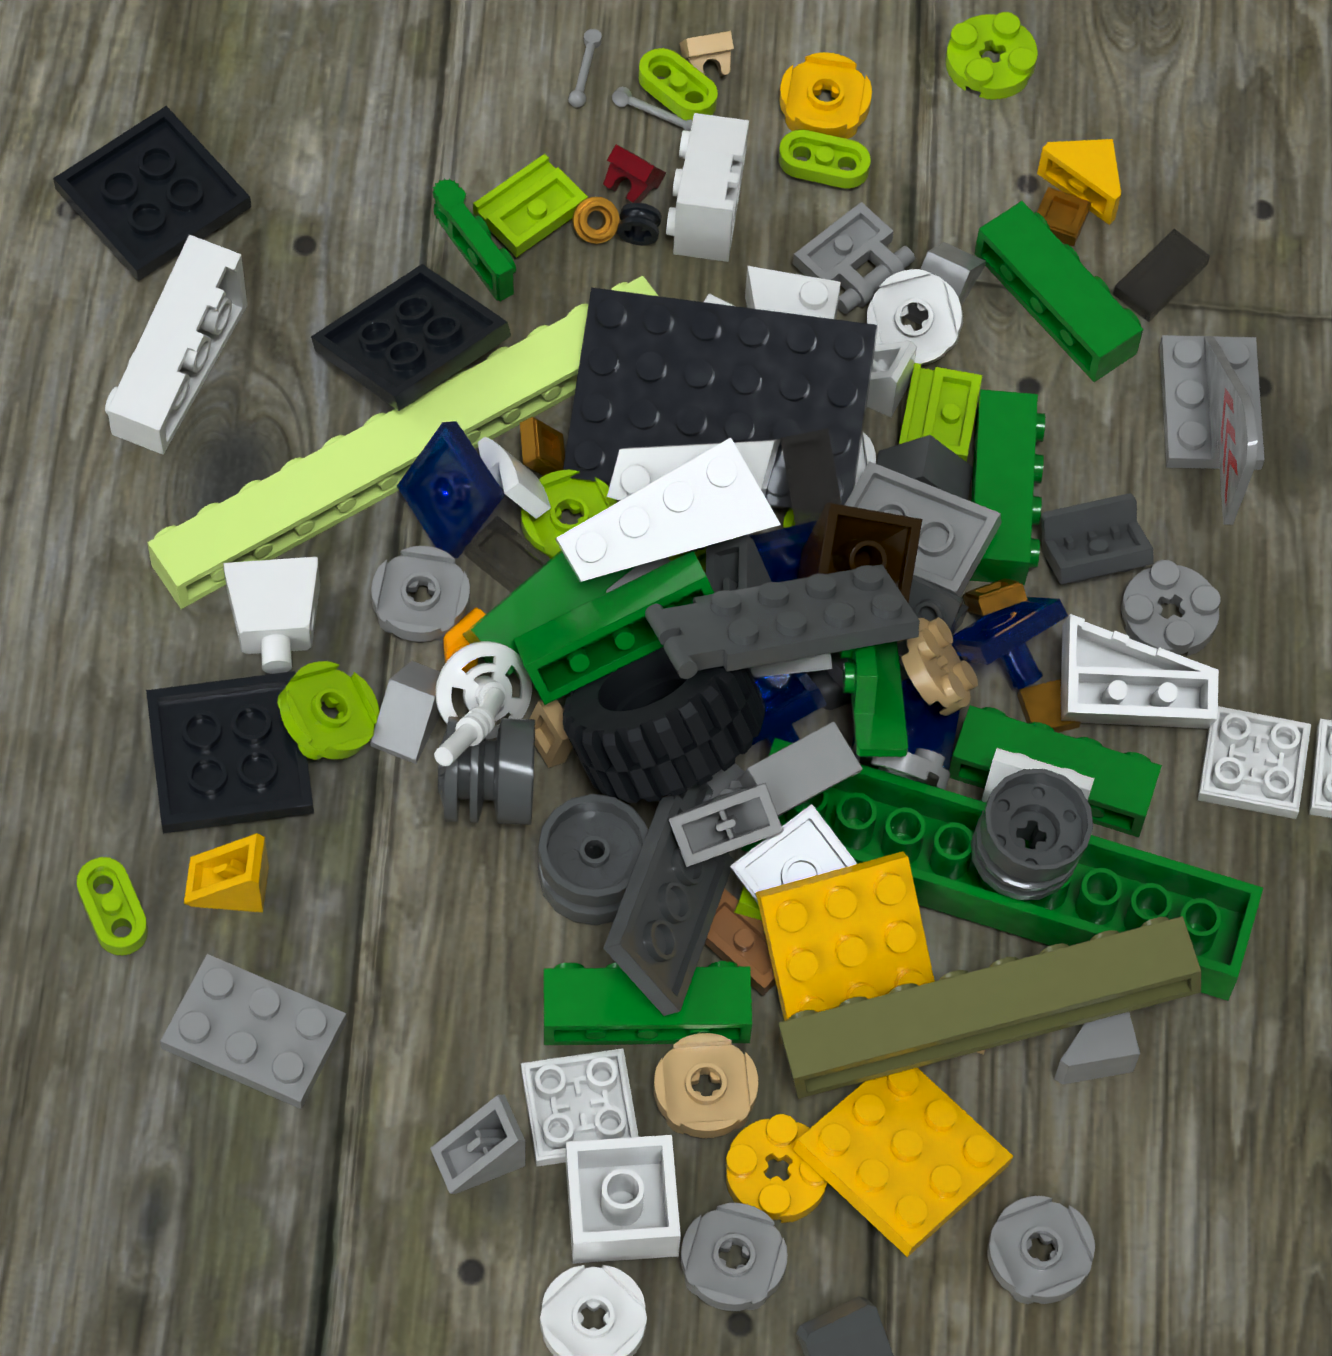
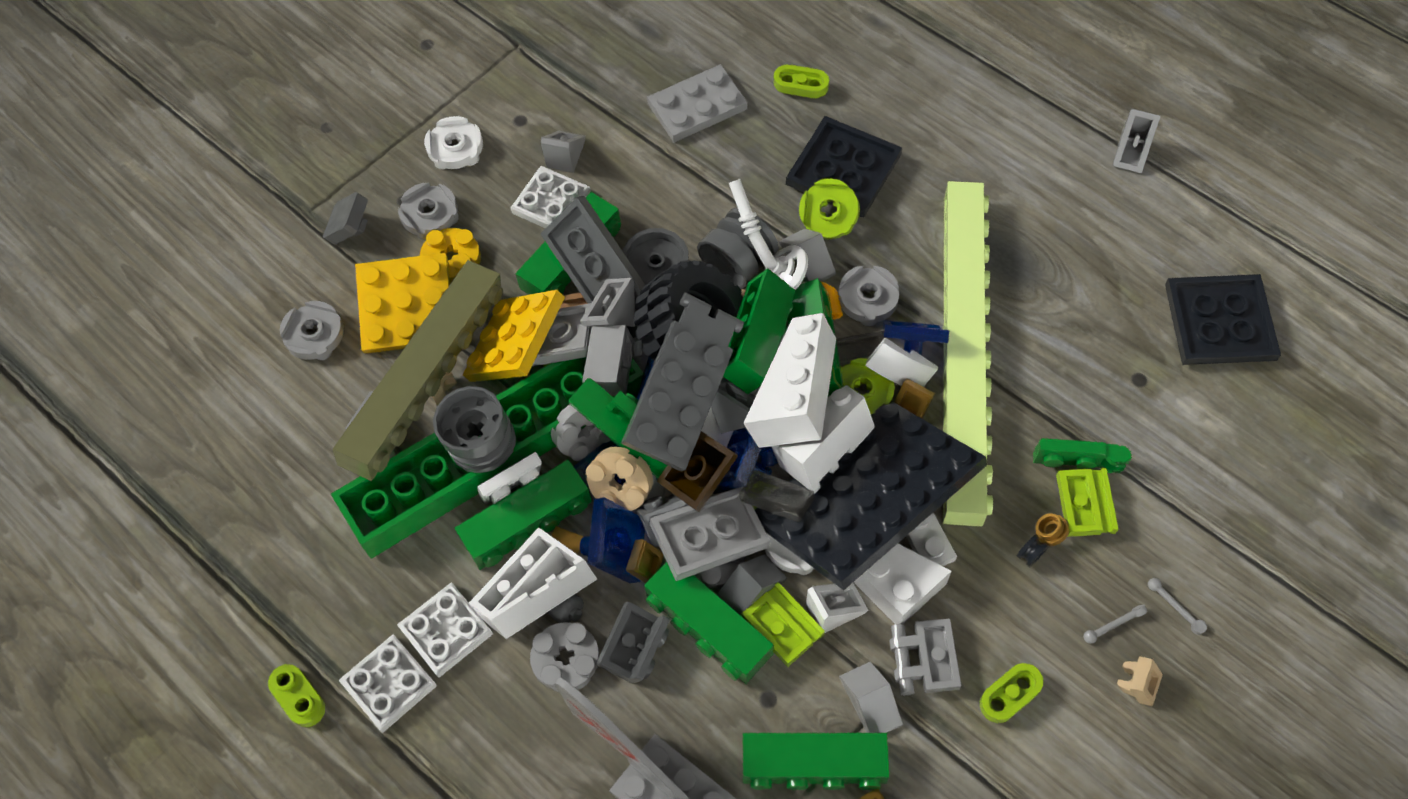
camera: 135 degrees right, 0 degrees up
(179, 345) = (1102, 268): white wedge -> none
(229, 876) = (775, 131): yellow slope -> none
(274, 607) = (908, 224): white torso -> none
(411, 337) = (1029, 373): black plate -> none
(622, 1199) = (488, 175): white brick -> none
(630, 166) = (1074, 574): dark red tile -> none
(685, 87) = (1123, 644): lime plate -> none
(698, 1114) = (500, 239): tan plate -> none
(708, 187) = (1032, 603): white wedge -> none
(825, 72) = (1061, 751): yellow plate -> none
(930, 294) = (854, 667): white plate -> none

